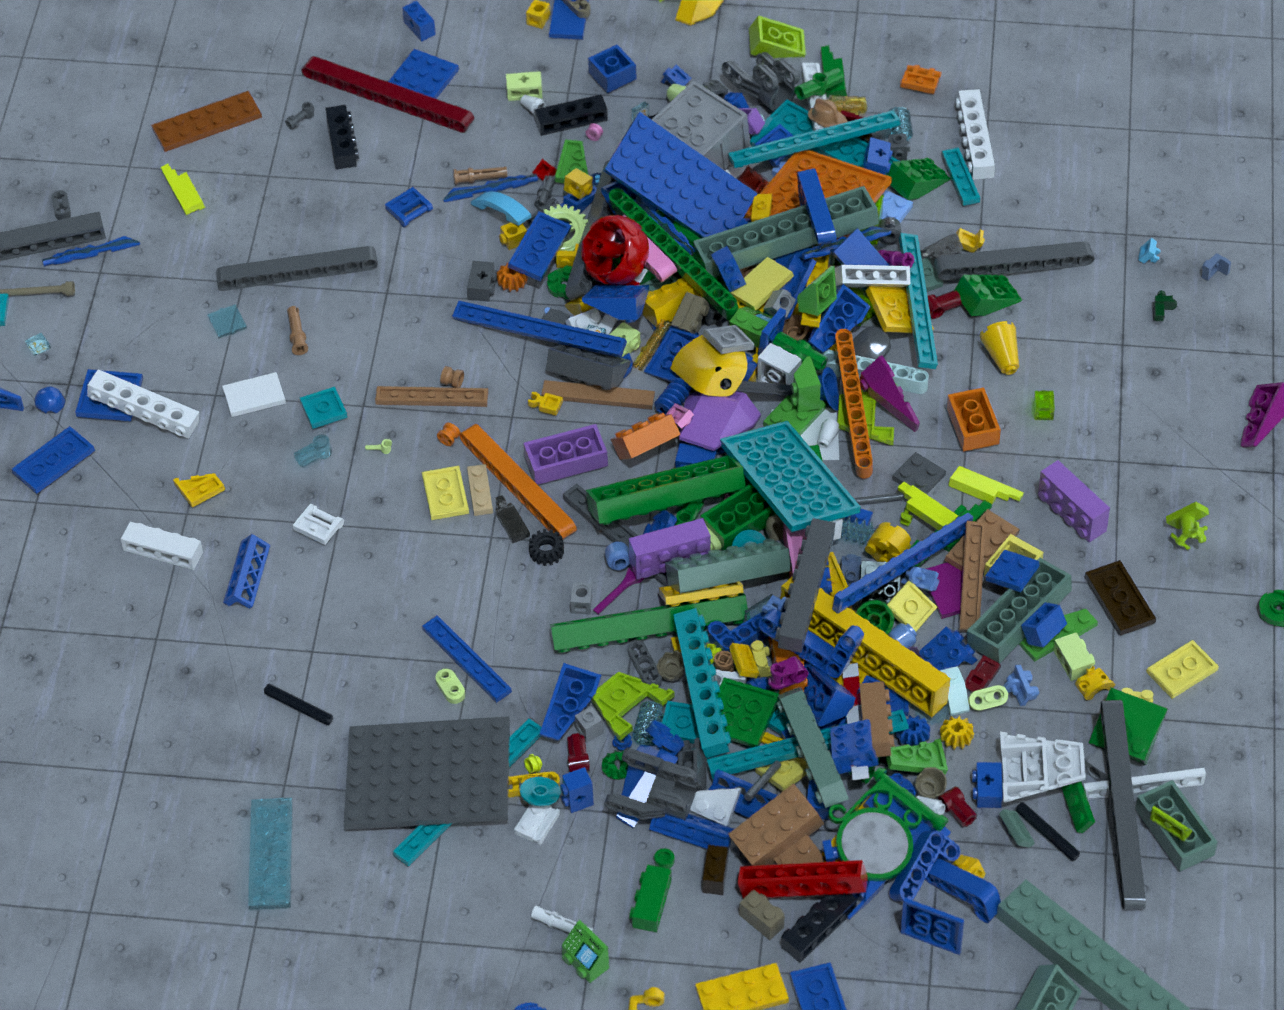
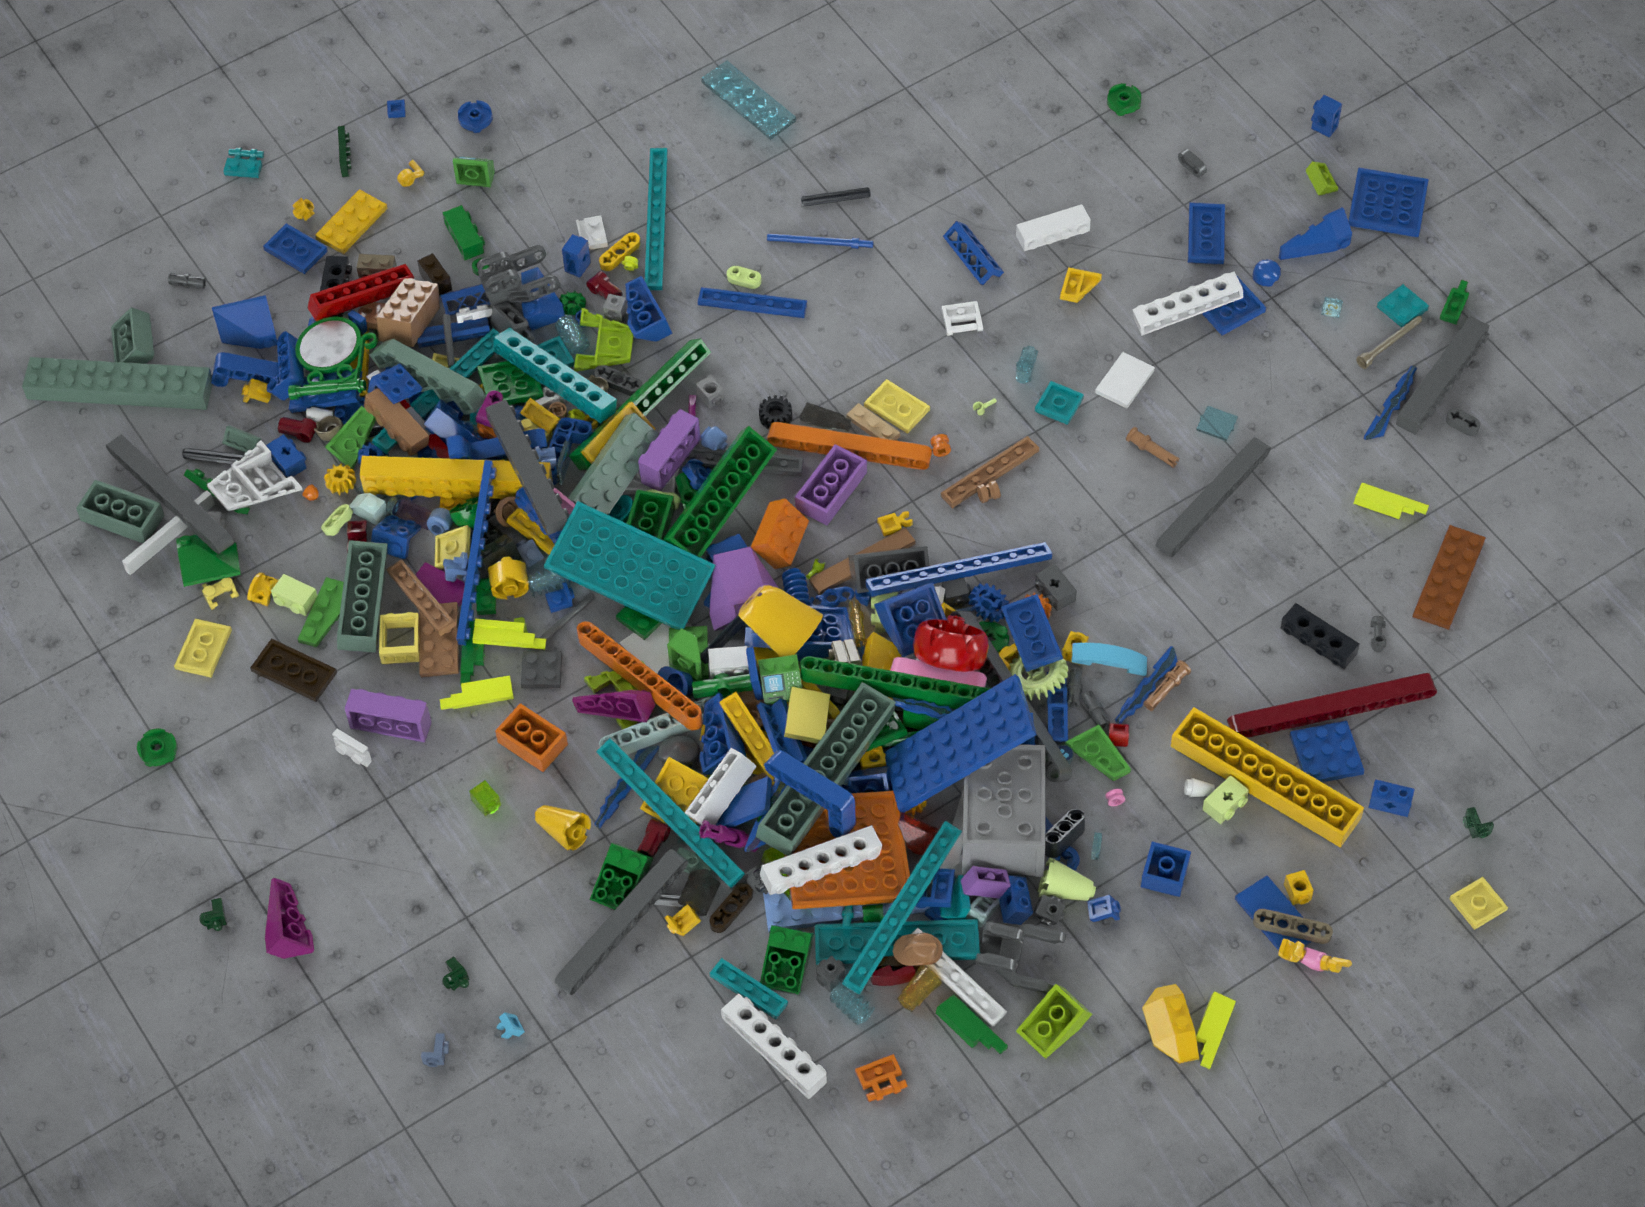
camera: 140 degrees right, 5 degrees up
(329, 650) = (854, 242): none -> blue bar
(406, 202) = (1196, 616): blue plate -> none
(427, 773) = (694, 207): dark grey plate -> none
(484, 78) = (1267, 777): none -> yellow brick
(540, 791) = (605, 233): teal dish -> none
(541, 298) = (988, 602): none -> blue gear
(552, 919) = (518, 180): white pin -> none
(571, 115) = (1165, 775): black brick -> none
(578, 183) = (1064, 718): yellow brick -> none
(637, 411) = (816, 568): none -> lime hand
(658, 382) = (836, 592): none -> blue piece
(664, 738) = (534, 321): blue plate -> none
(681, 415) = (767, 562): bright pink plate -> none
(728, 269) = (838, 693): blue brick -> none
(728, 339) = (778, 630): light grey tile -> none
(761, 206) = (880, 799): yellow plate -> none
(773, 302) = (772, 703): light grey brick -> none
(819, 84) = (959, 966): green piece -> none
(819, 293) = (738, 713): bright green slope -> none
(827, 432) = (644, 650): white cone -> none
(877, 156) = (827, 921): blue brick -> none
(880, 187) = (809, 858): none -> white brick
(937, 225) = (732, 898): none -> dark brown beam
(941, 352) = (642, 759): none -> blue sword
(991, 740) = (311, 493): none -> orange hinge
(1012, 570) = (388, 612): blue plate -> none
(1018, 684) = (311, 543): medium blue hips -> none
(1044, 624) = (329, 587): blue brick -> none
(1120, 501) = (352, 748): none -> white plate
(1170, 823) = (118, 492): lime slope -> none
(1186, 520) = (277, 763): lime piece -> none

